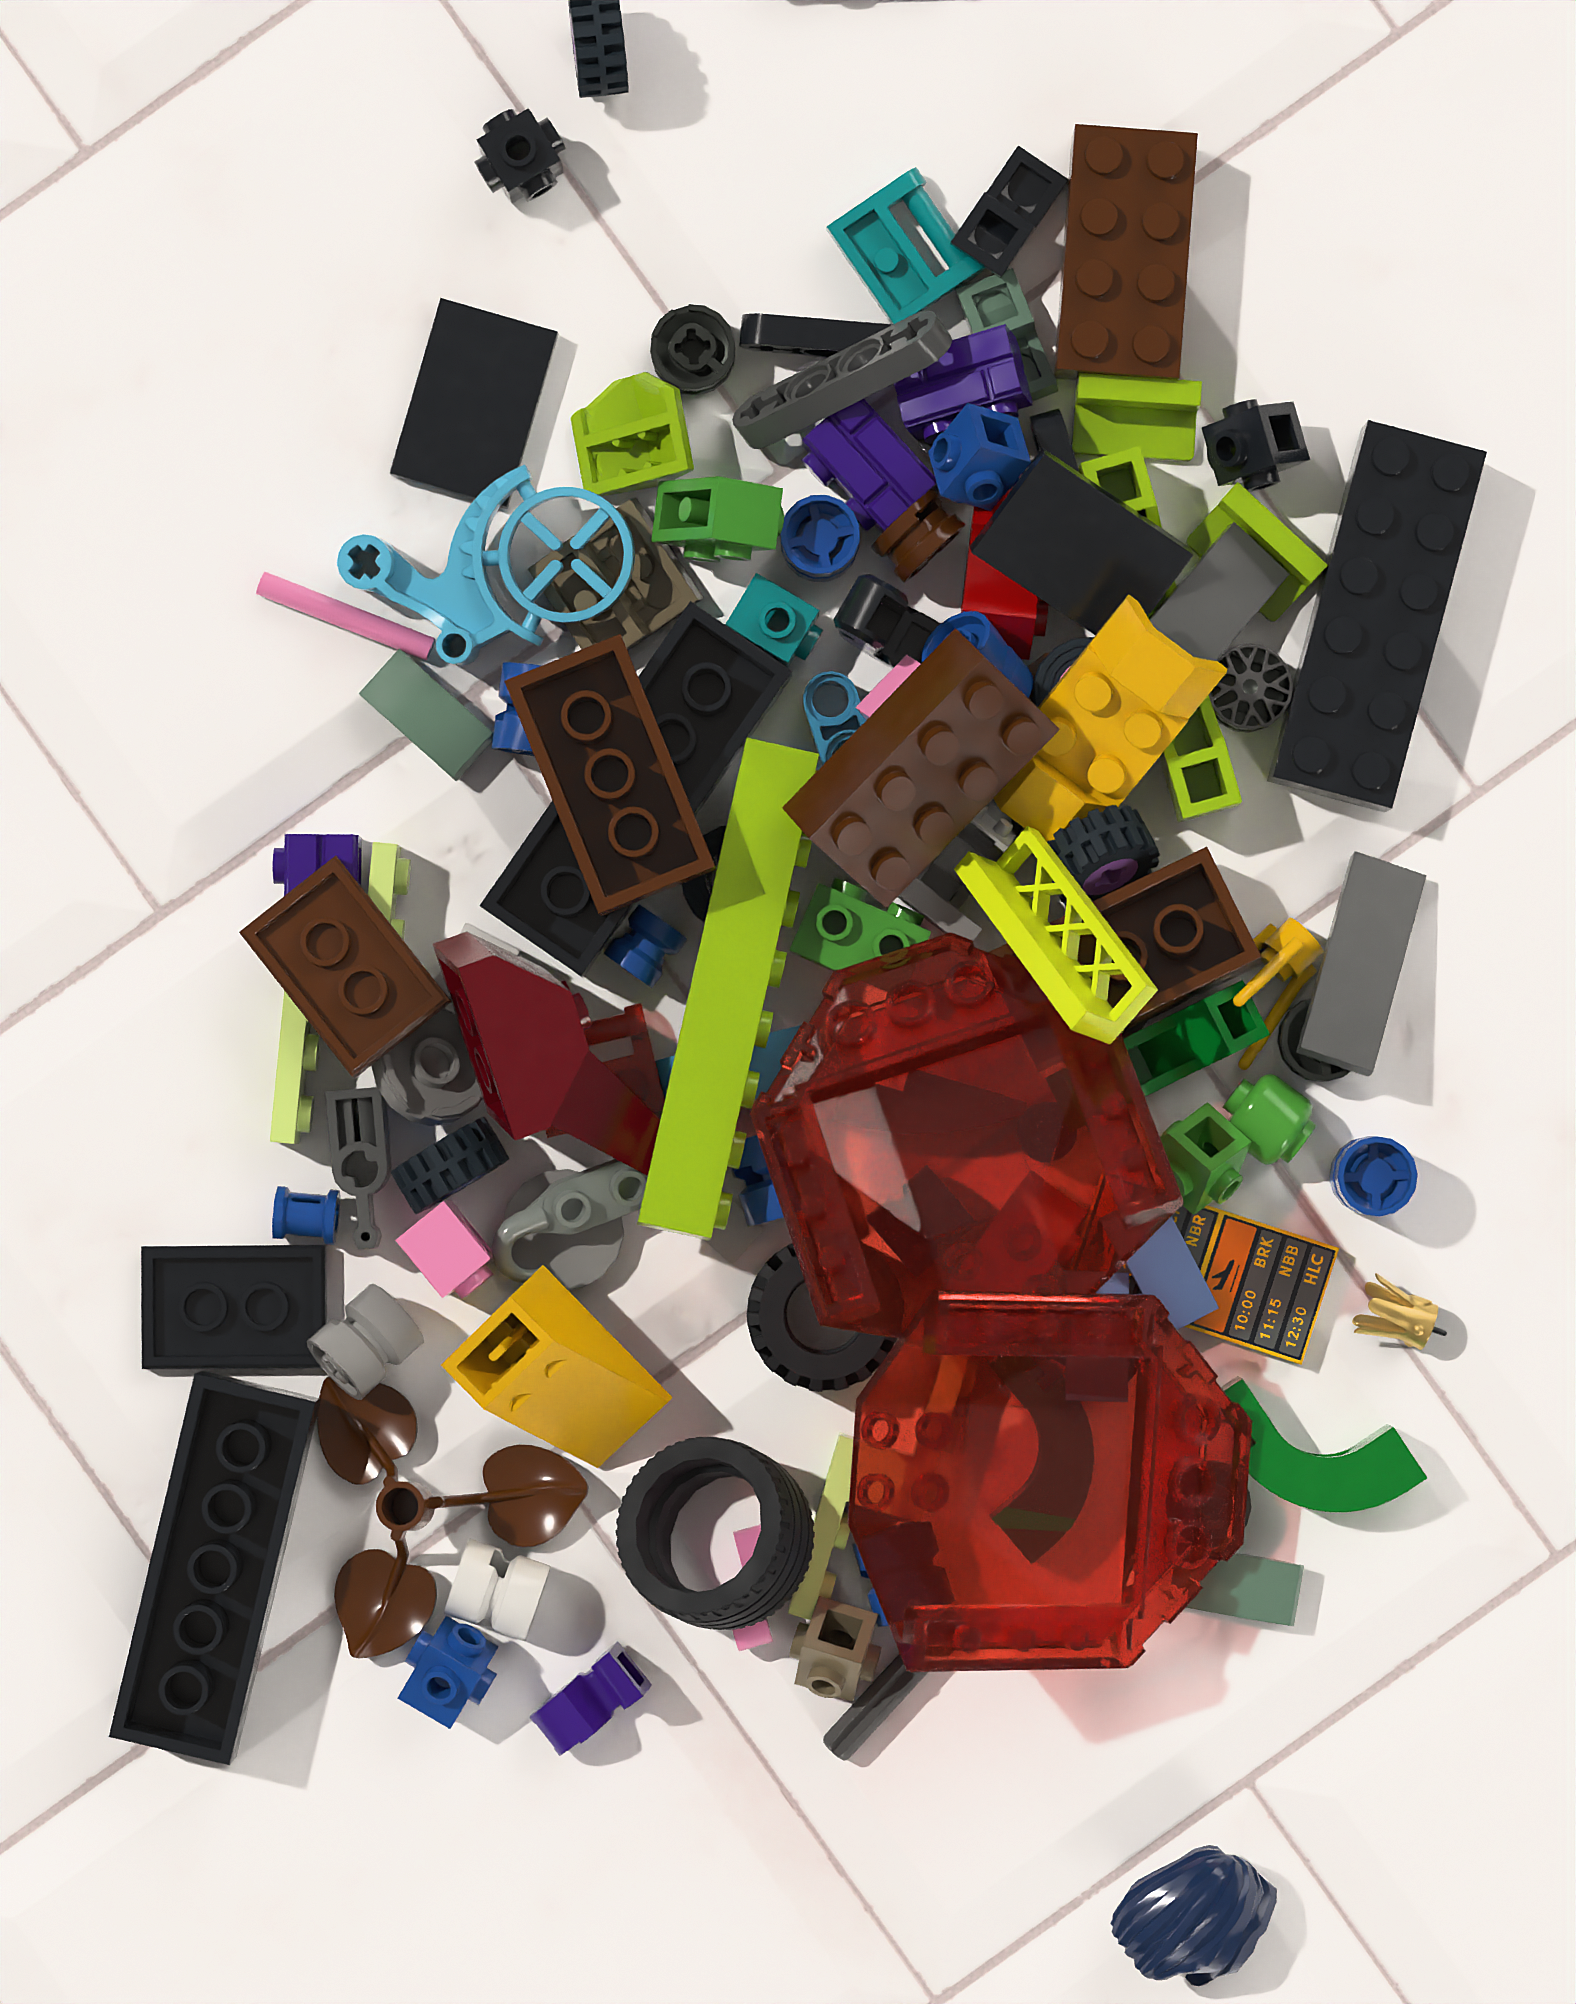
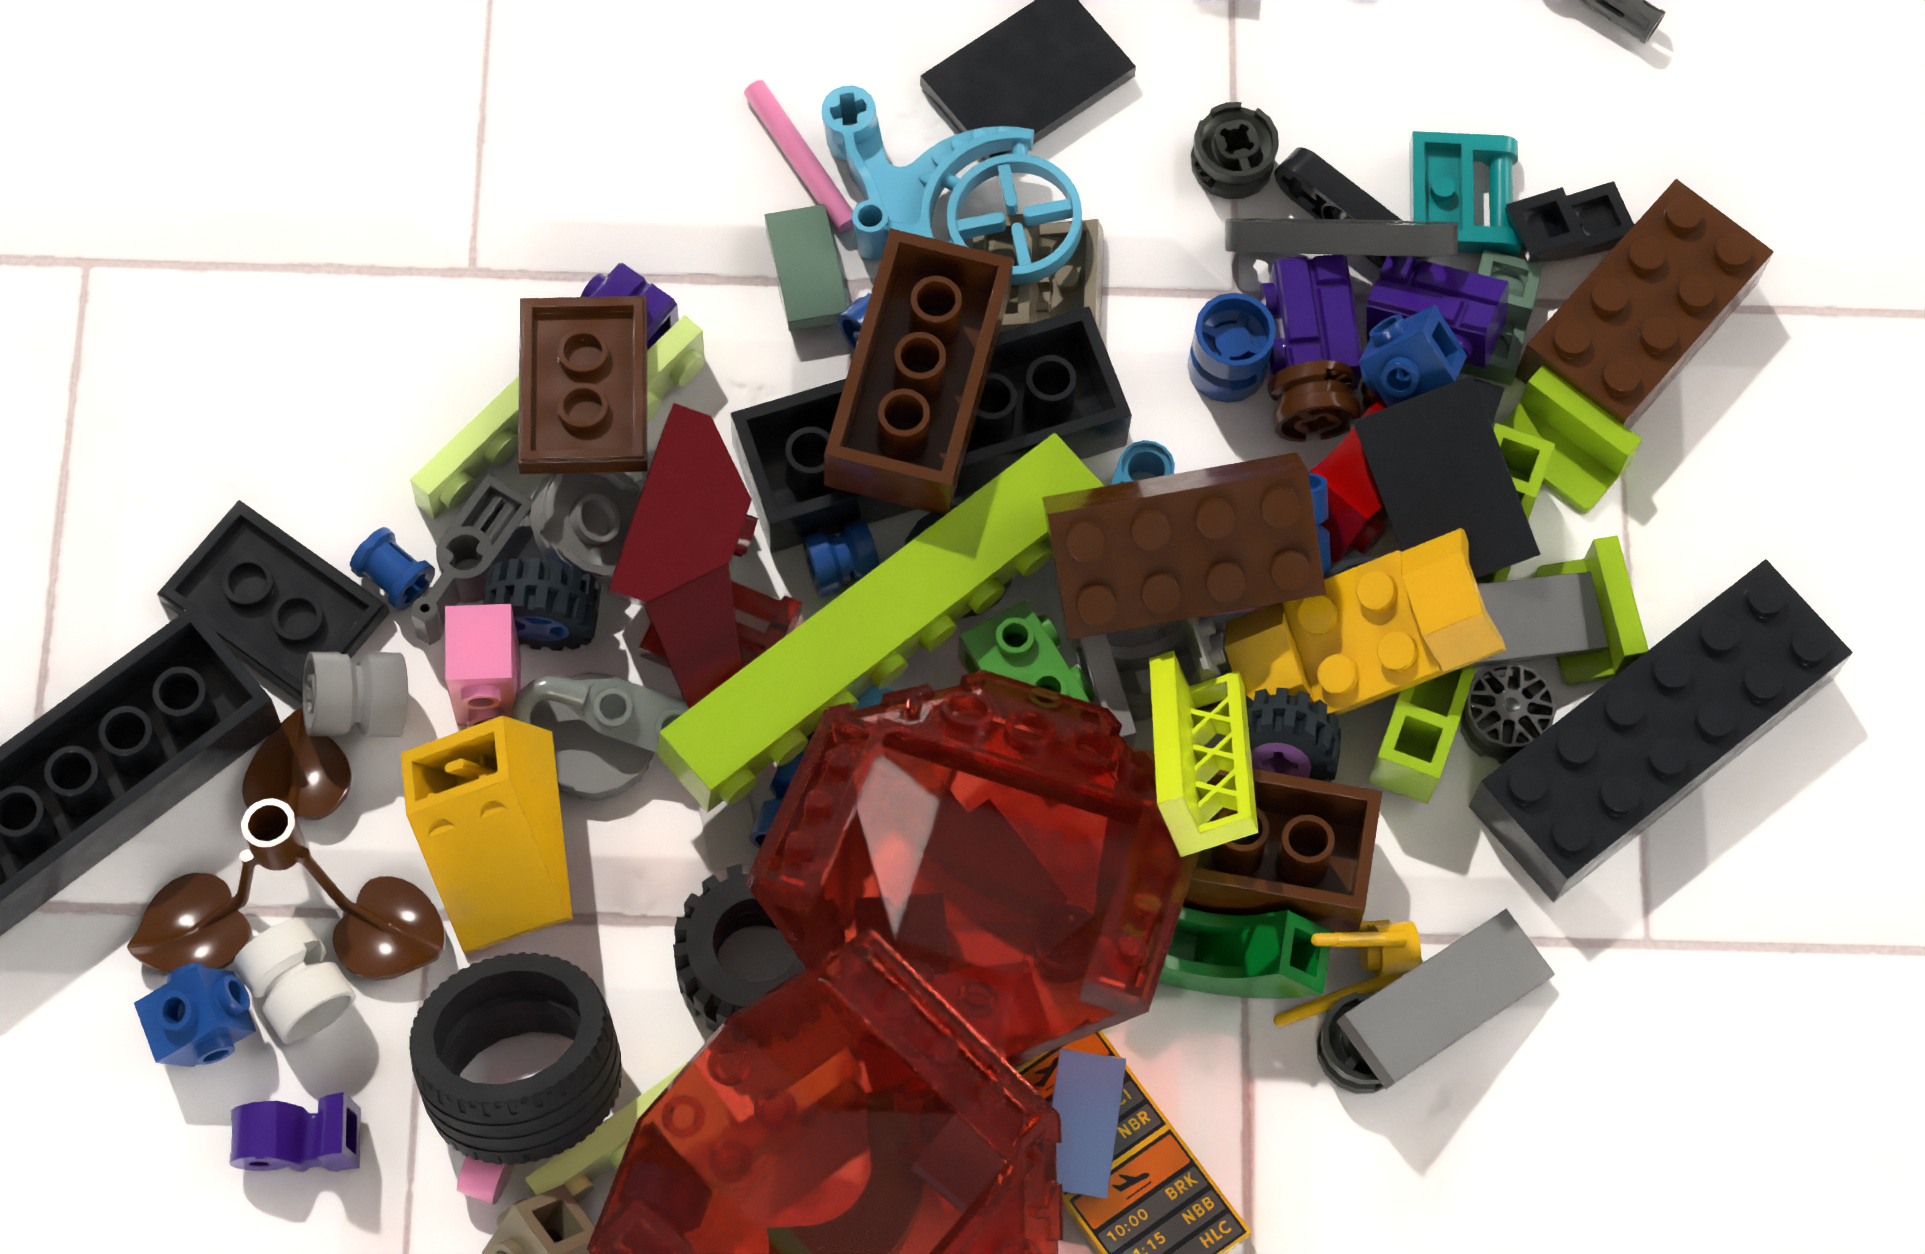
camera: 30 degrees right, 20 degrees down
(632, 436) = (1135, 181): lime slope -> none
(717, 517) = (1161, 265): bright green brick -> none
(776, 621) = (1150, 385): teal brick -> none
(881, 623) = (1231, 420): black animal -> none
(1205, 1157) = (1185, 1056): bright green brick -> none
(1255, 444) = (1655, 520): black brick -> none
(1271, 1117) = (1269, 1072): bright green head -> none
(1373, 1176) = (1328, 1185): blue wheel -> none

